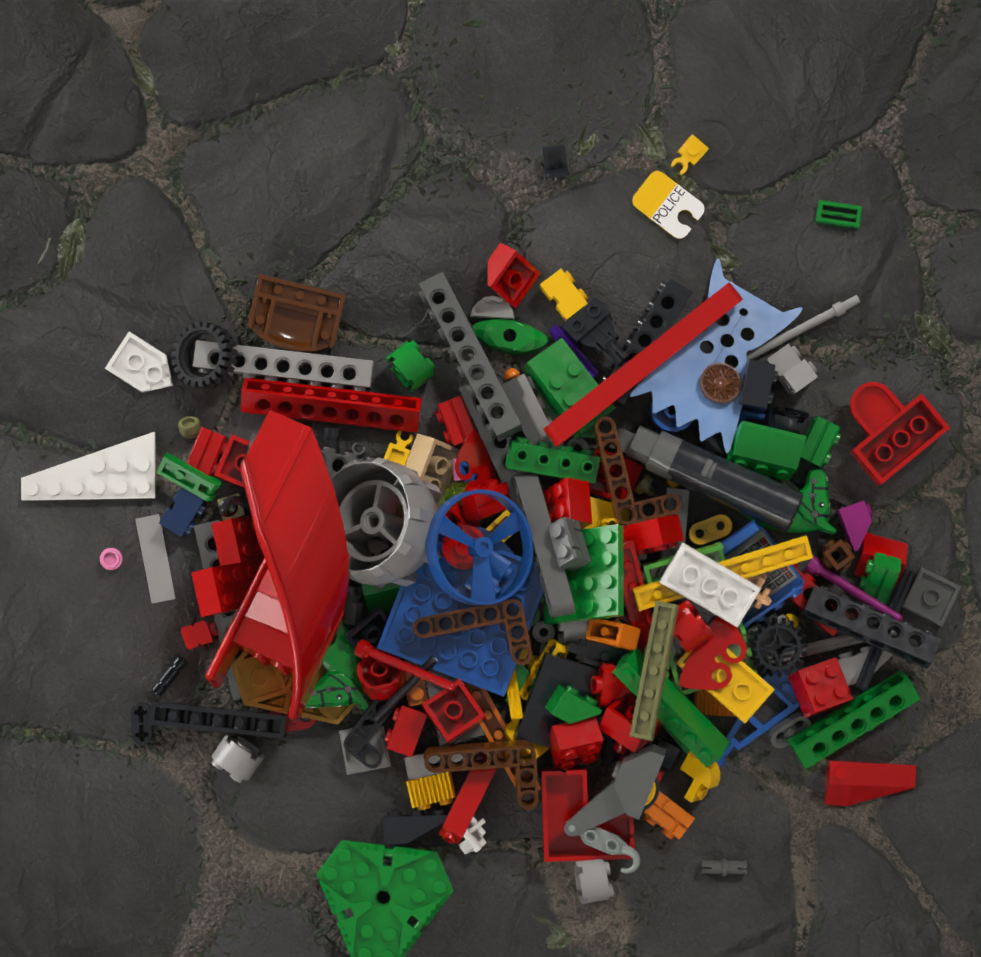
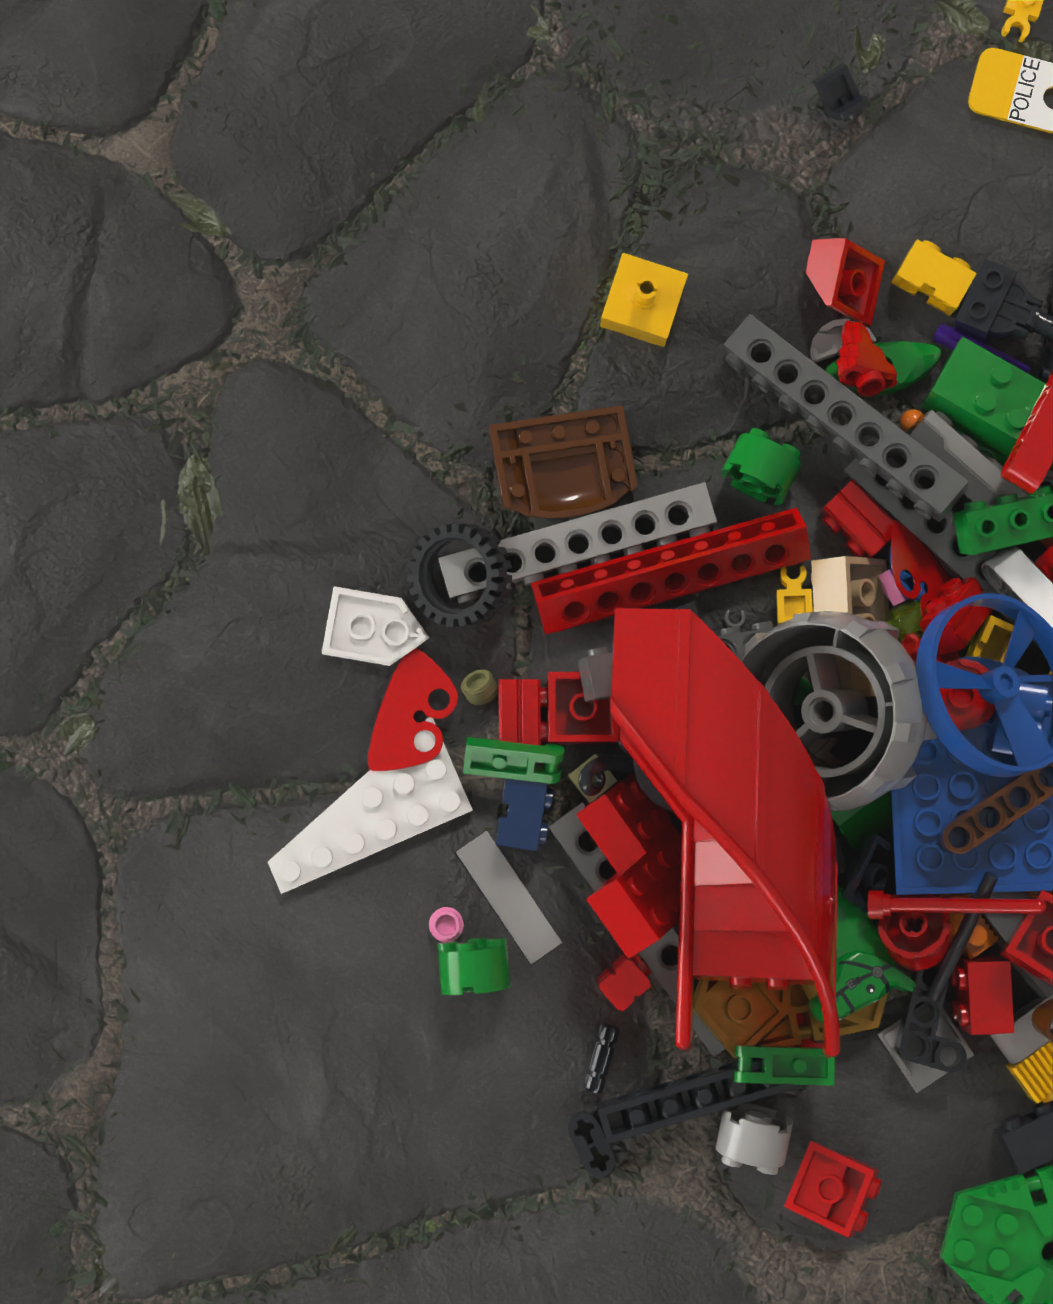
camera: 20 degrees left, 0 degrees up
(115, 588) = (474, 966): none -> green brick
(130, 429) = (395, 727): none -> red piece
(270, 720) = (784, 1065): none -> green plate
(272, 809) = (833, 1190): none -> red plate
(384, 237) = (643, 299): none -> yellow brick
(495, 328) = (863, 362): none -> red rock

